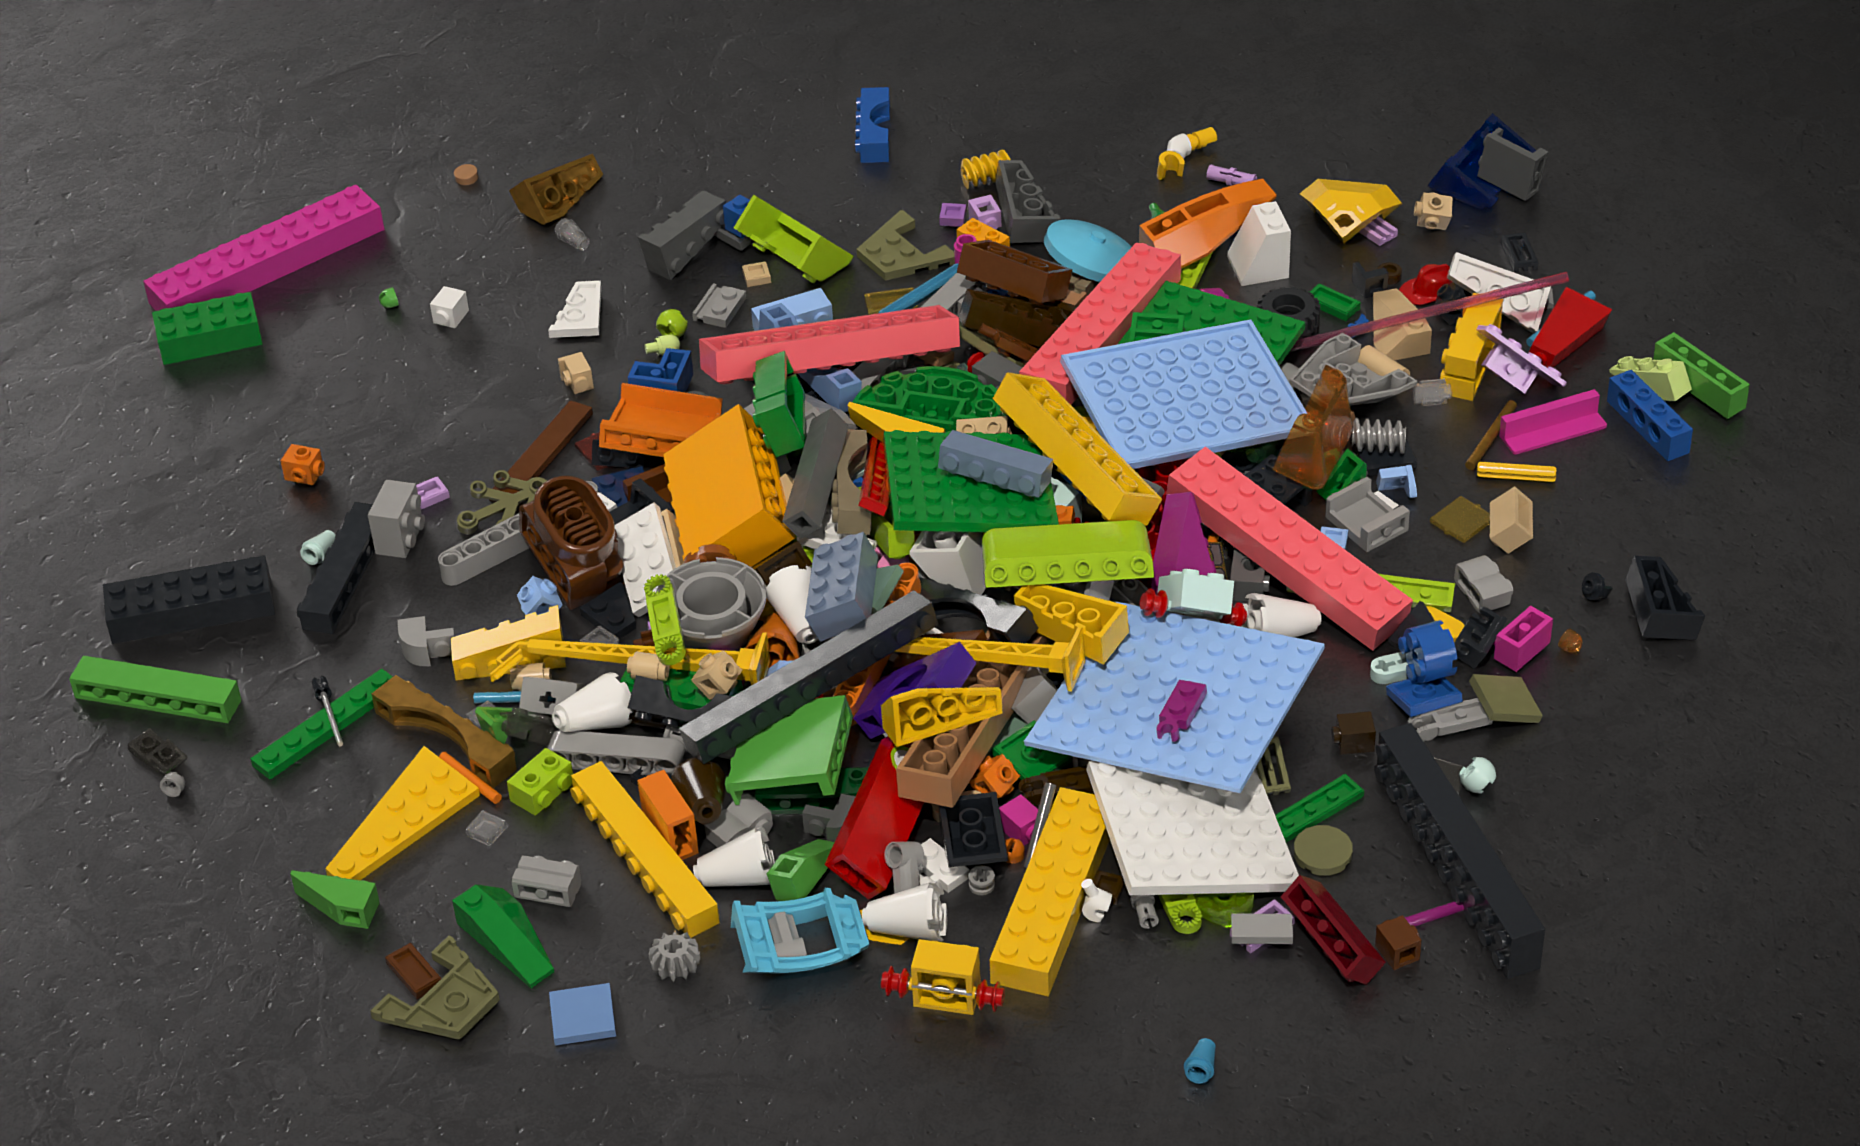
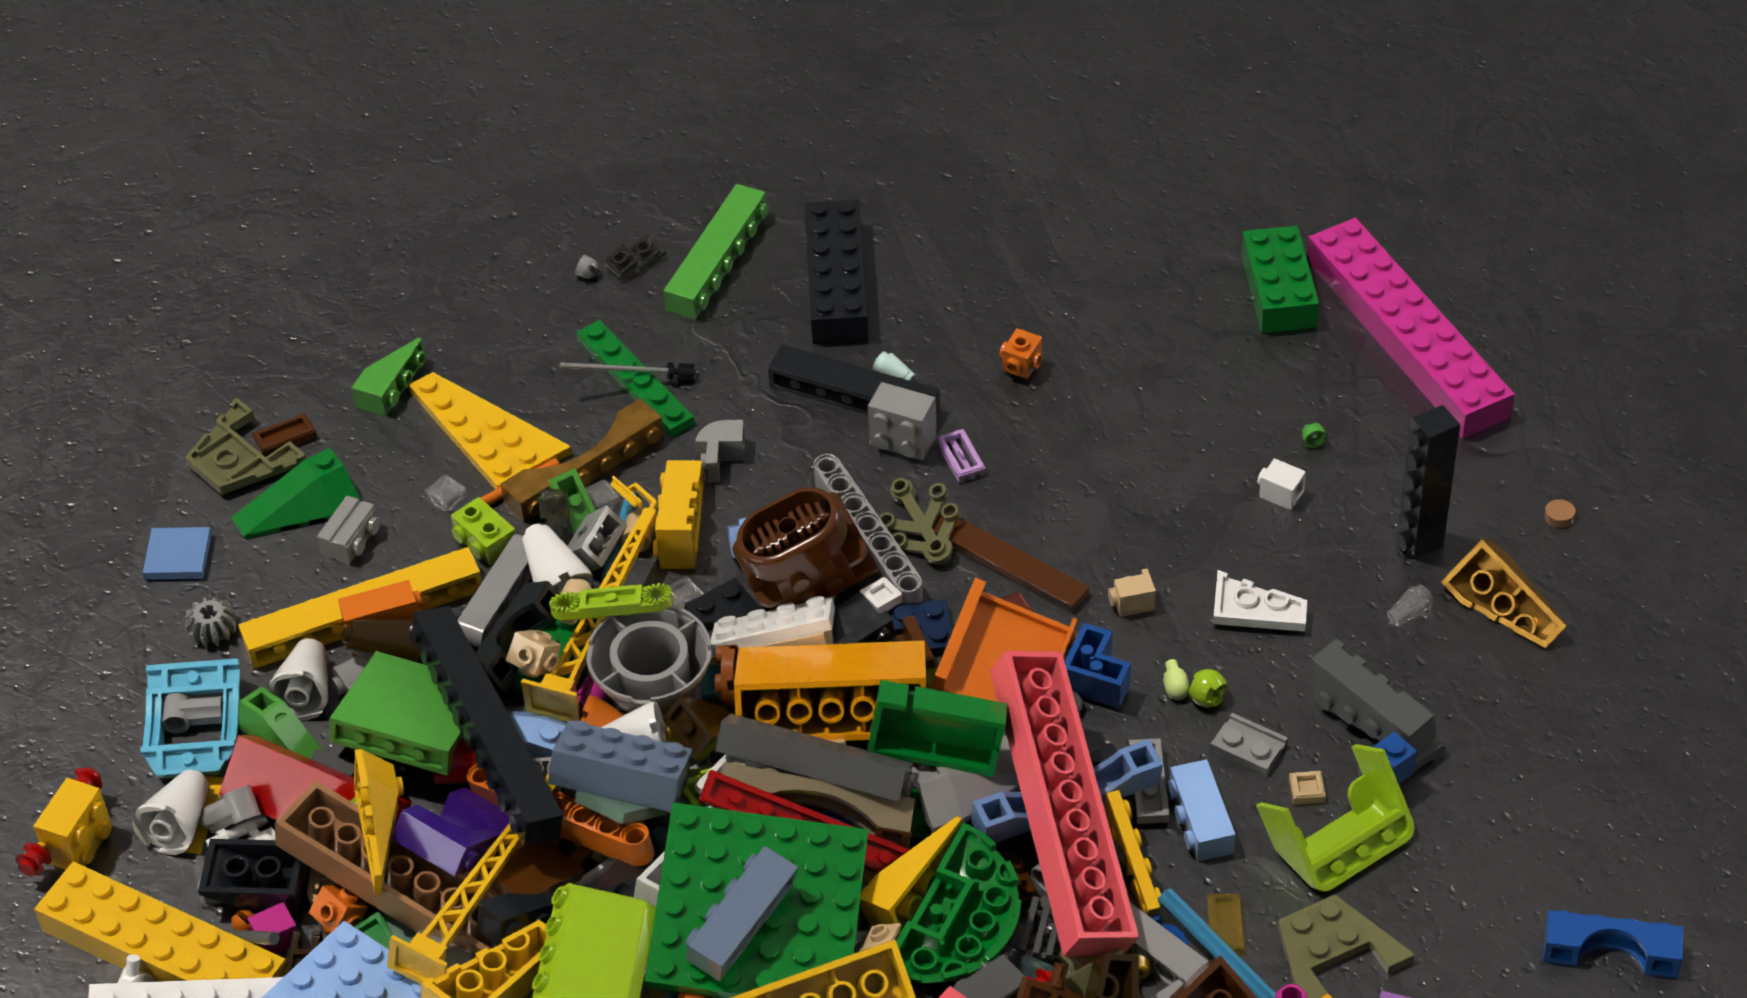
camera: 100 degrees right, 5 degrees up
(490, 183) = (1428, 481): none -> black brick

